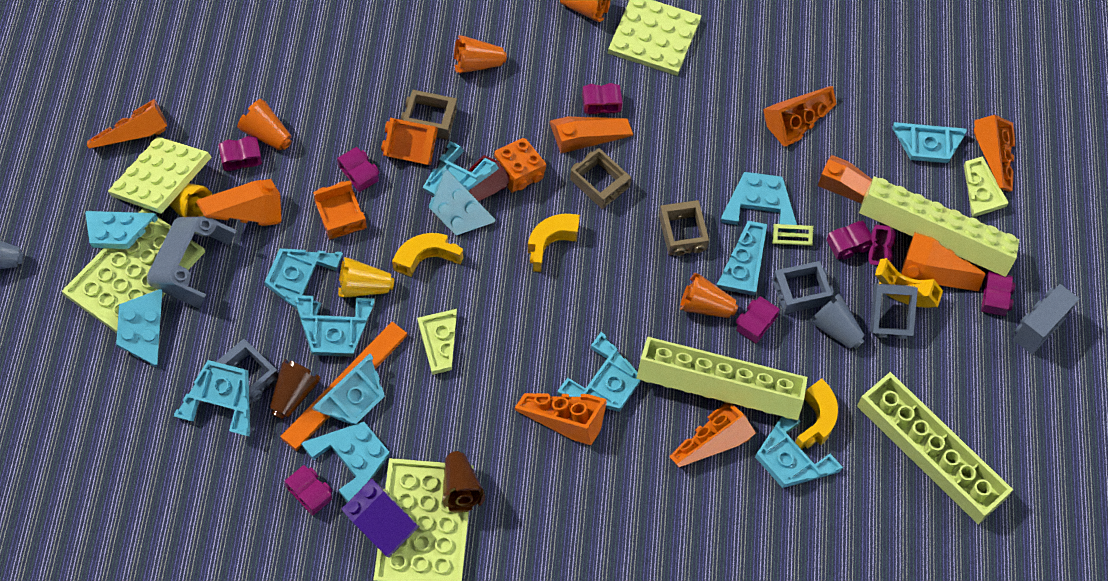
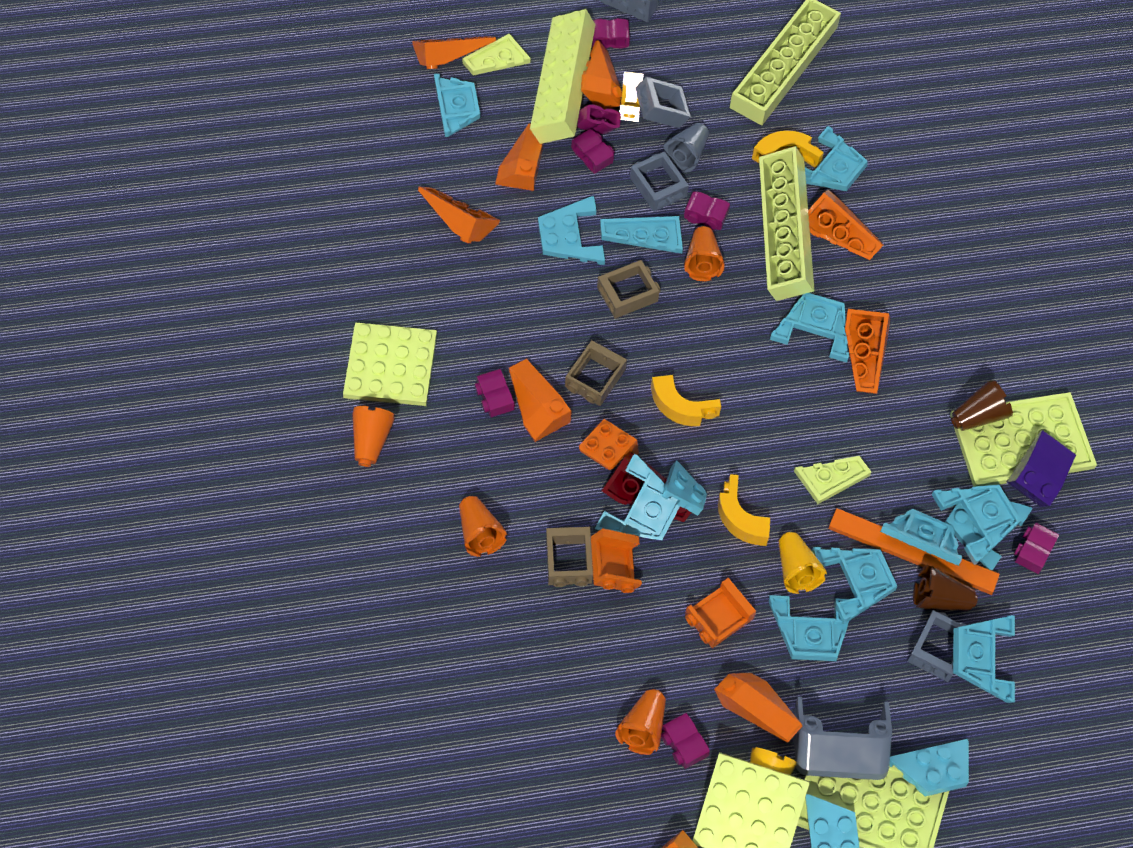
camera: 105 degrees left, 0 degrees up
(353, 453) = (989, 512): none -> medium azure wing
(358, 169) = (662, 609): magenta brick -> none
(775, 234) = (600, 198): yellowish green tile -> none

